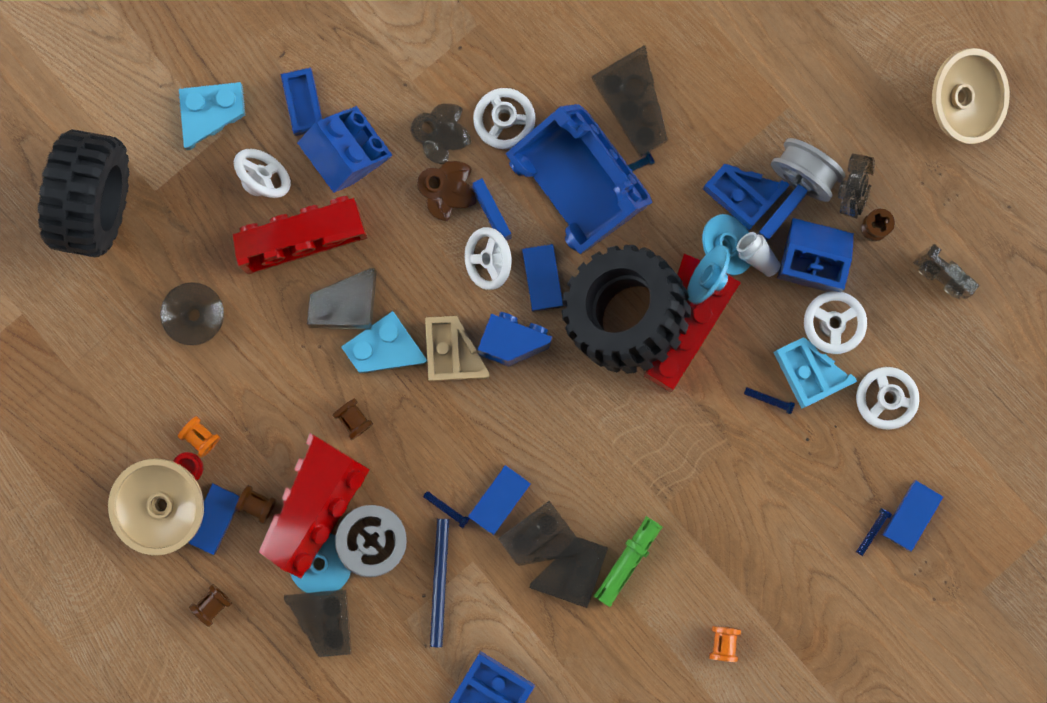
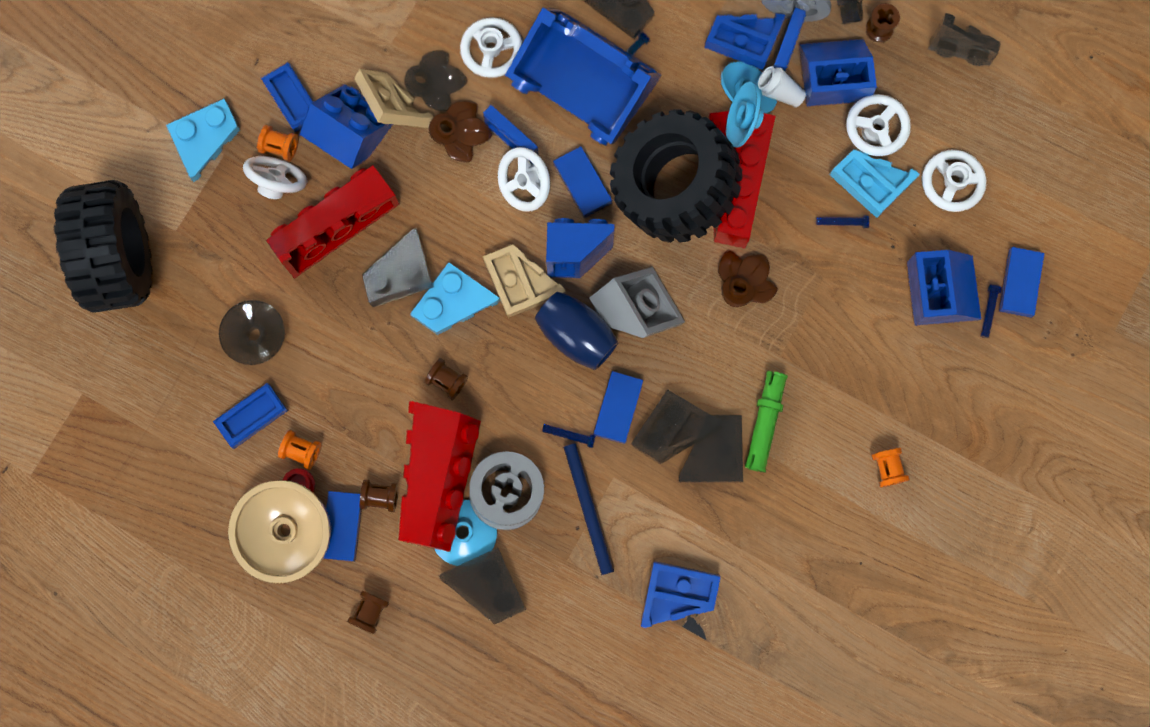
camera: 20 degrees left, 5 degrees down
(165, 389) = (250, 416): none -> blue tile
(275, 142) = (277, 143): none -> orange bush
(390, 139) = (389, 101): none -> tan wing
(485, 417) = (576, 330): none -> dark blue piece
(550, 413) = (637, 304): none -> light grey slope
(662, 419) = (747, 275): none -> reddish brown plate
(837, 497) = (943, 287): none -> blue slope

